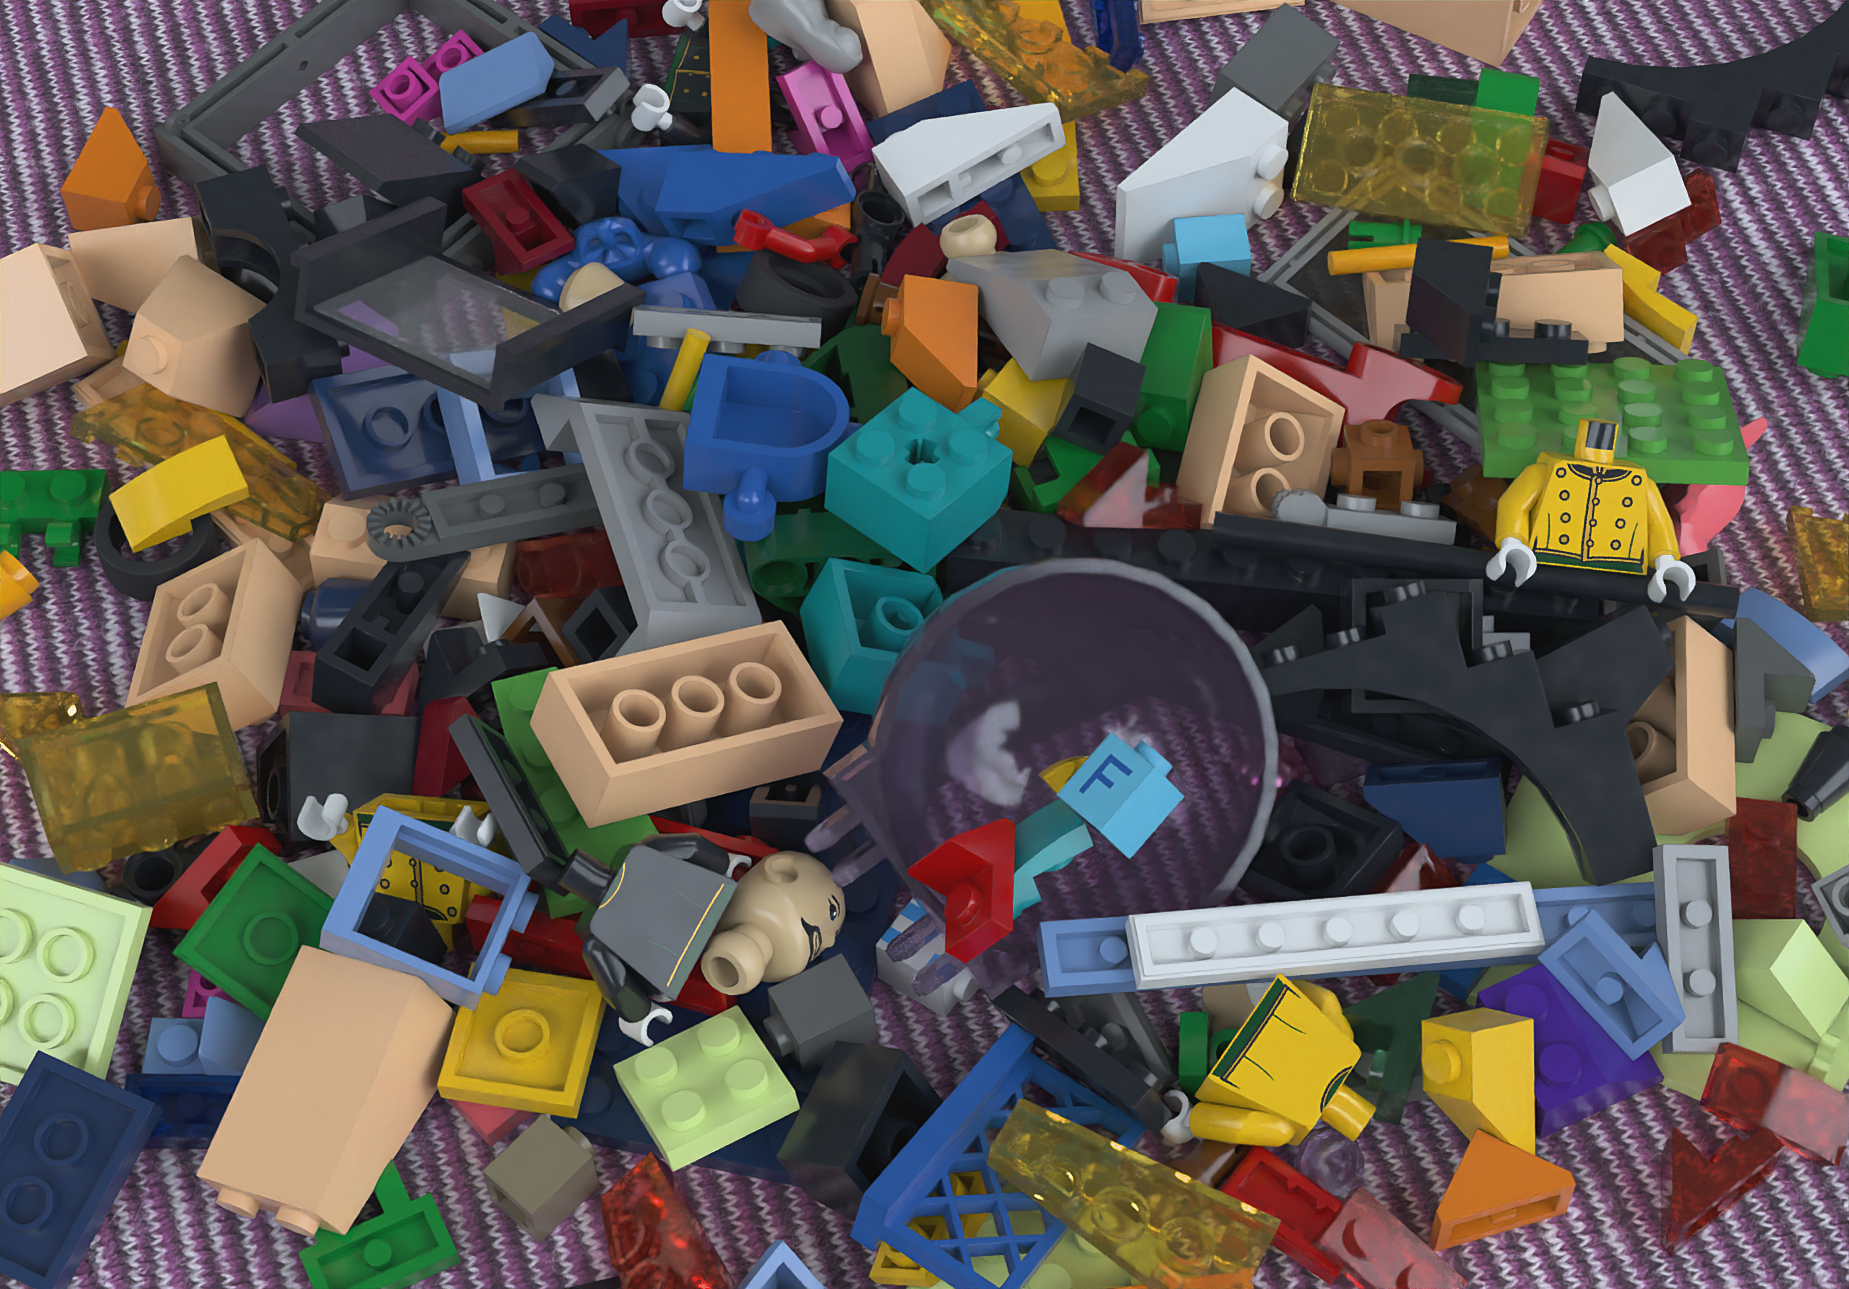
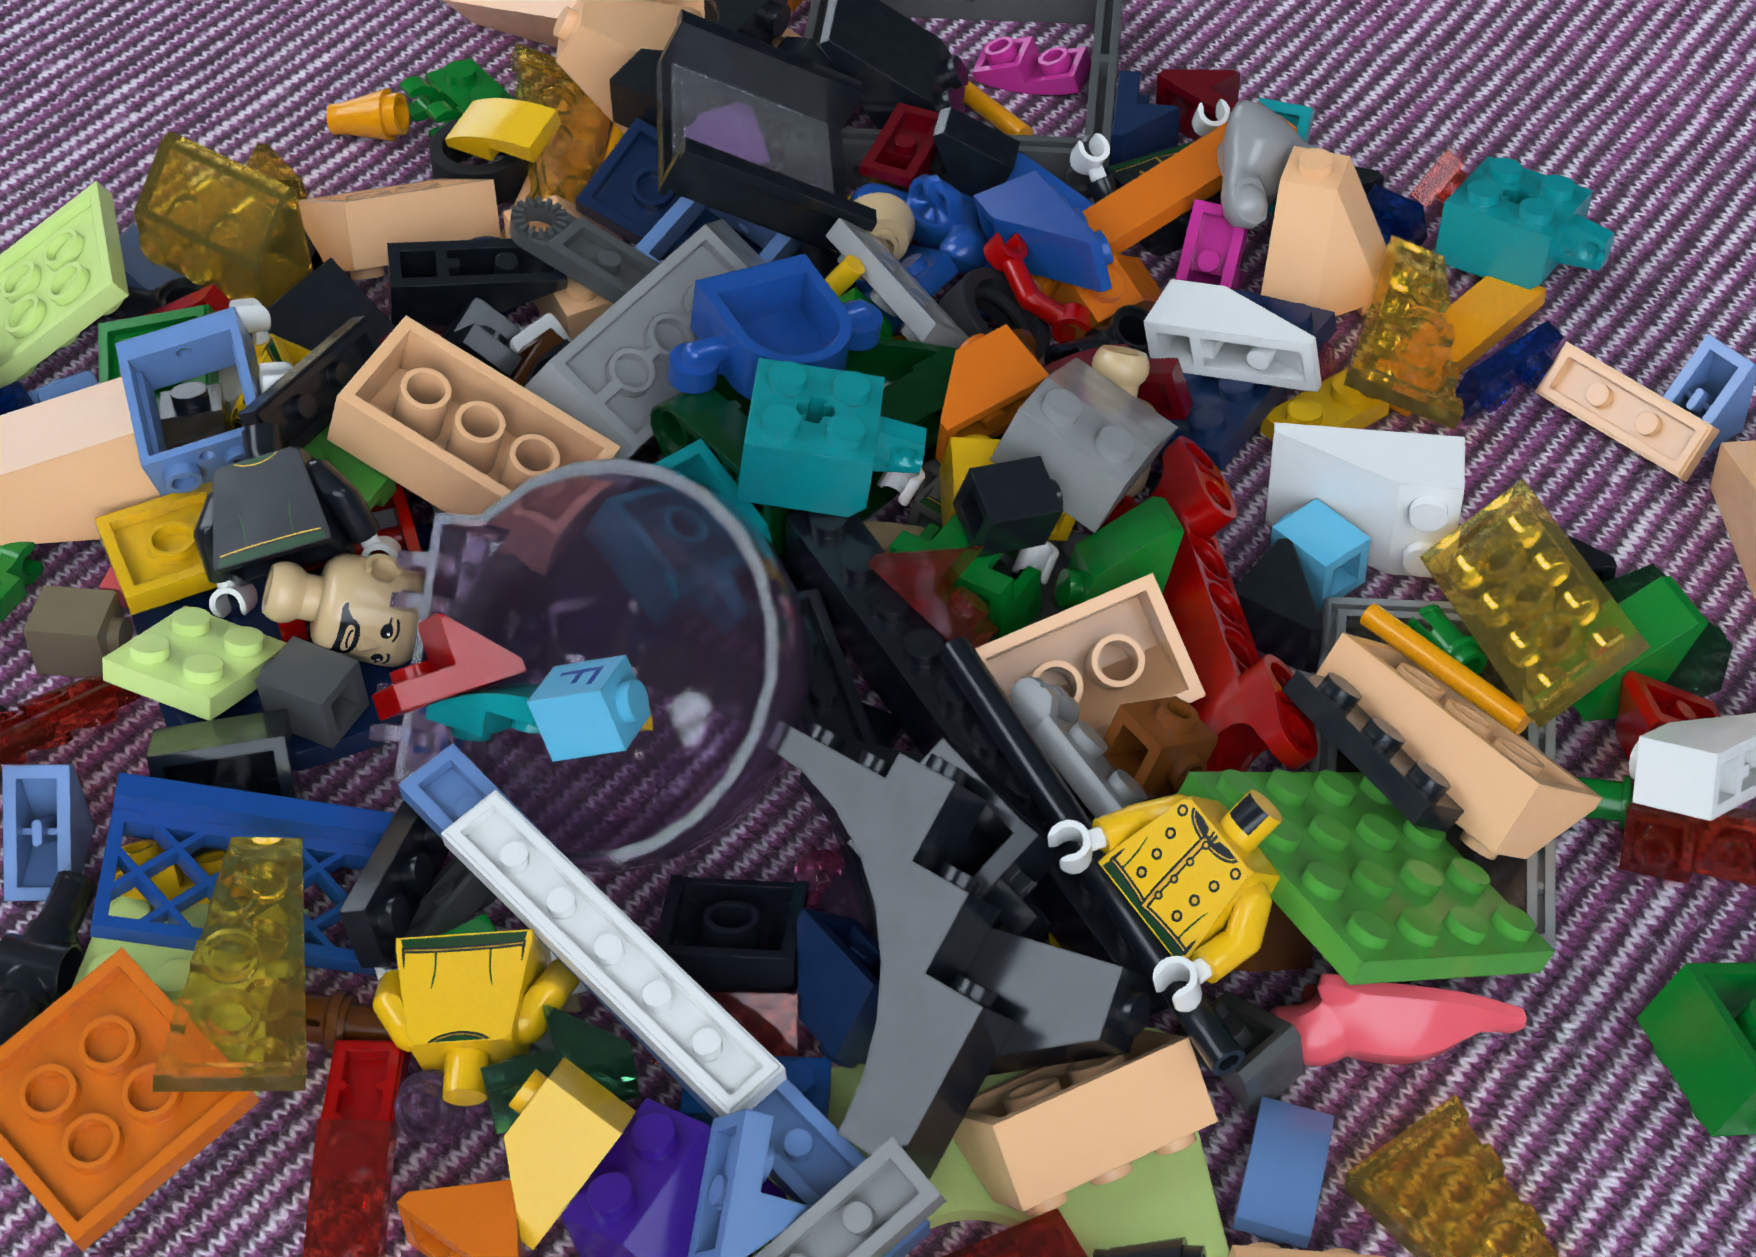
camera: 55 degrees right, 10 degrees down
(494, 82) = (1044, 79): medium blue slope -> none
(569, 99) = (1058, 116): black plate -> none
(1281, 64) = (1554, 457): dark grey slope -> none
(1454, 297) = (1360, 670): black slope -> none
(1649, 307) = (1586, 871): yellow slope -> none
(1763, 682) = (1198, 1156): dark grey slope -> none

